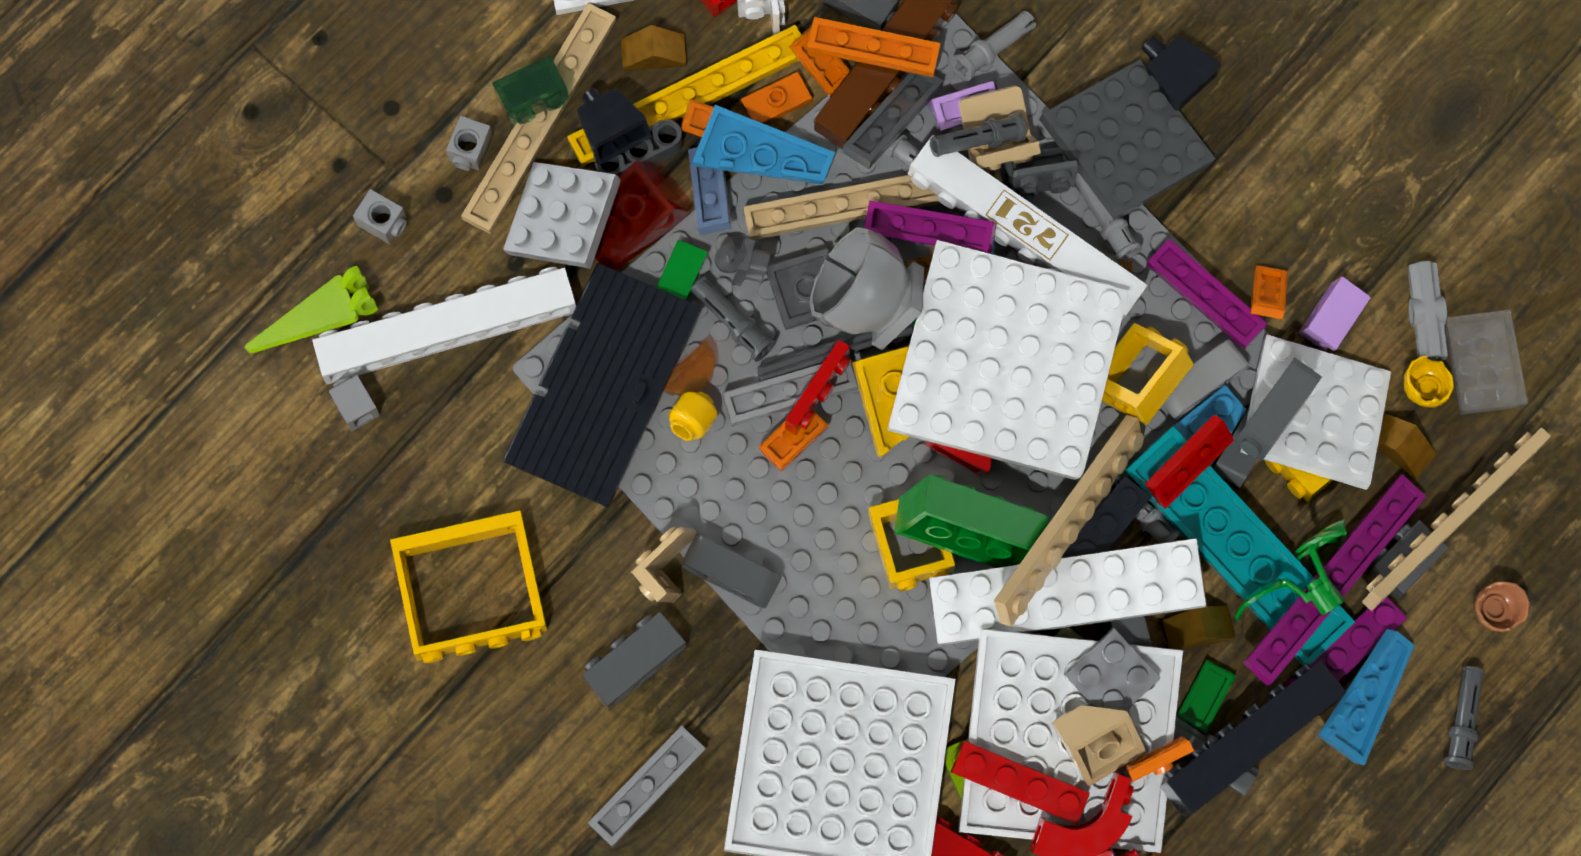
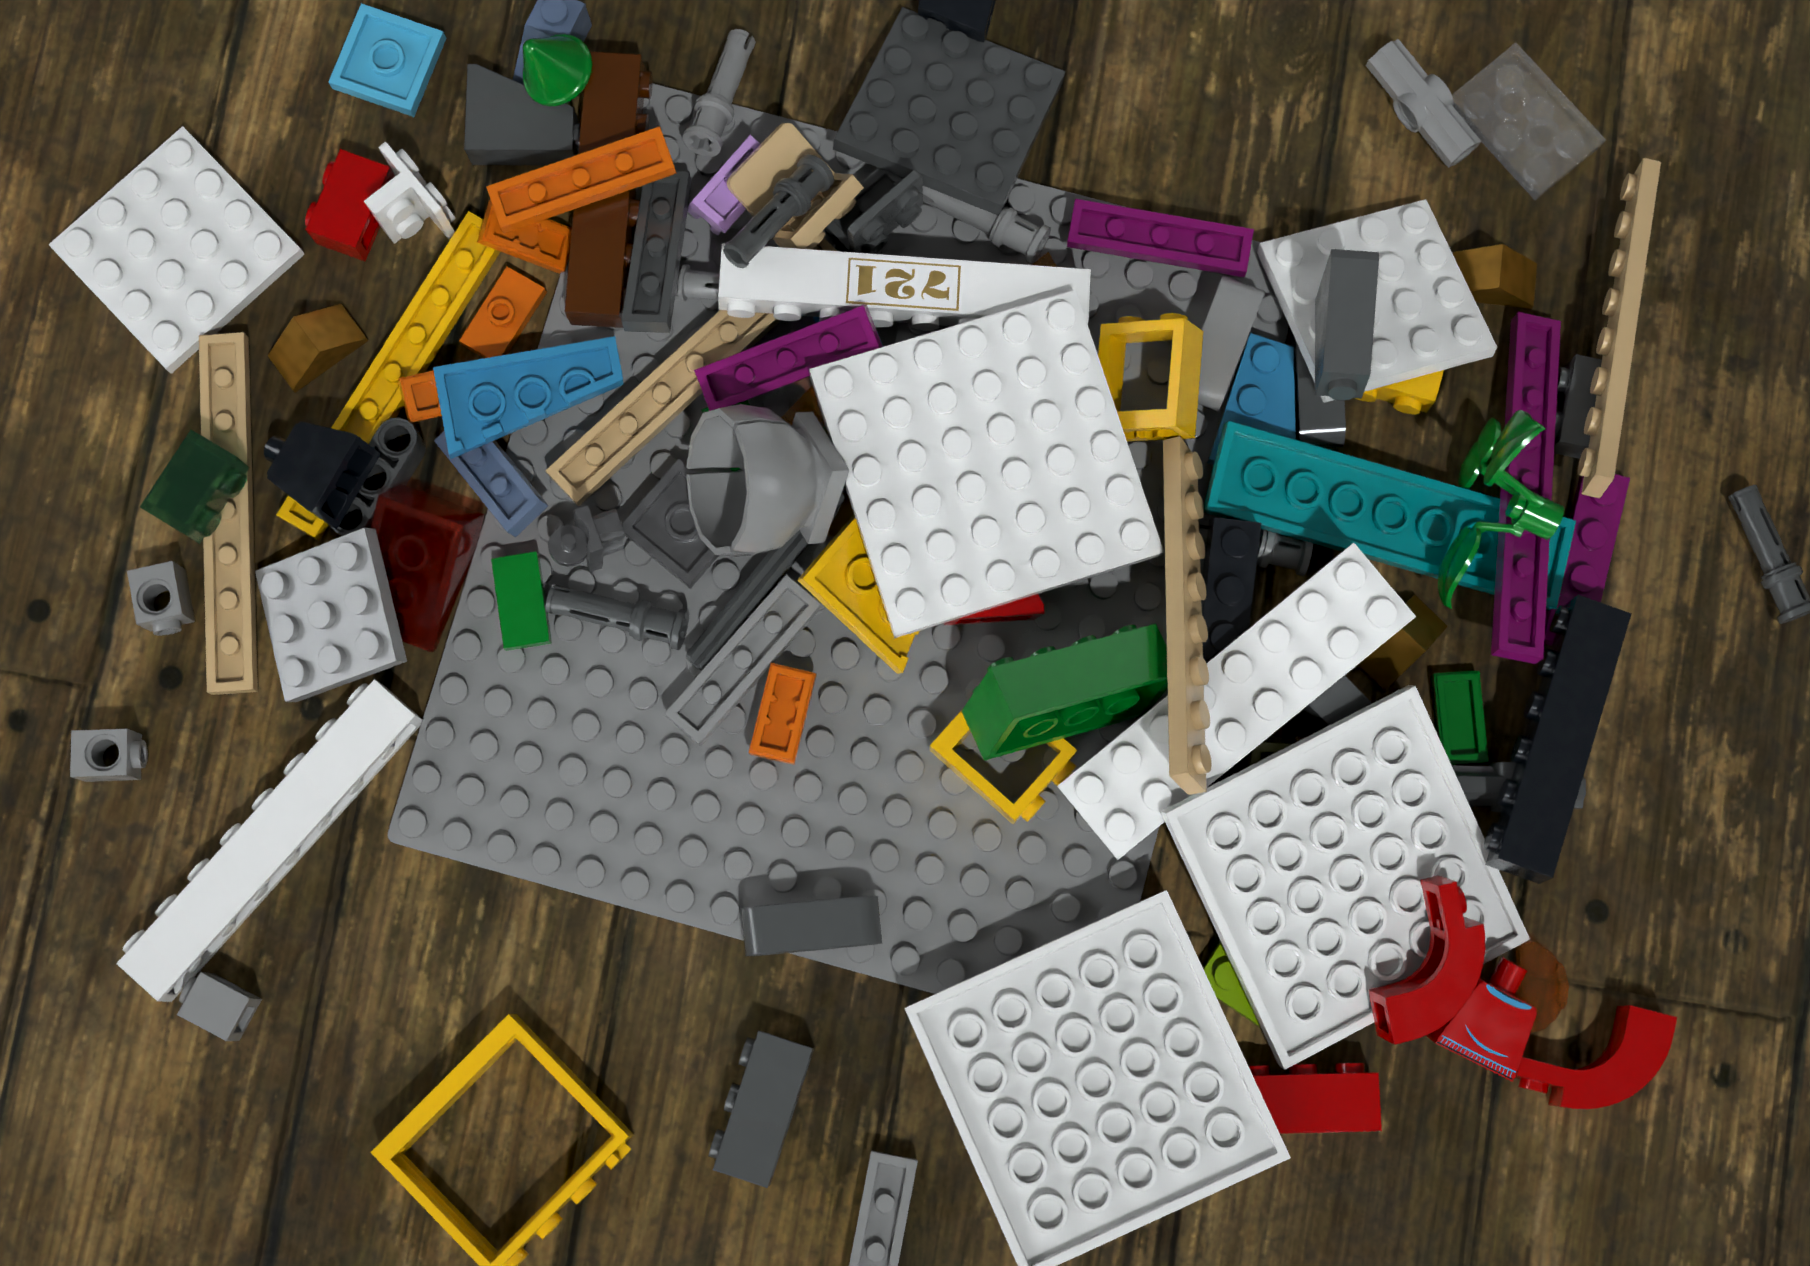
camera: 30 degrees left, 5 degrees up
(321, 311) = (107, 919): lime flag -> none
(602, 385) = (512, 794): black door -> none
(649, 572) = (726, 996): tan bracket -> none
(692, 415) = (645, 764): yellow head -> none
(693, 372) = (611, 713): clear orange tile -> none
(818, 388) = (778, 637): red plate -> none
(1020, 782) = (1321, 966): red plate -> none
(1098, 740) = (1385, 858): tan slope -> none
(1112, 674) = (1353, 770): flat silver plate -> none
(1159, 760) = (1469, 834): orange plate -> none
(1189, 461) = (1277, 451): red plate -> none
(1269, 292) = (1230, 191): orange plate -> none
(1334, 314) = (1319, 171): lavender hinge -> none
(1364, 706) = (1654, 630): dark azure wing -> none
(1428, 382) = (1478, 186): yellow hair -> none
(1501, 606) = (1730, 396): nougat hair -> none

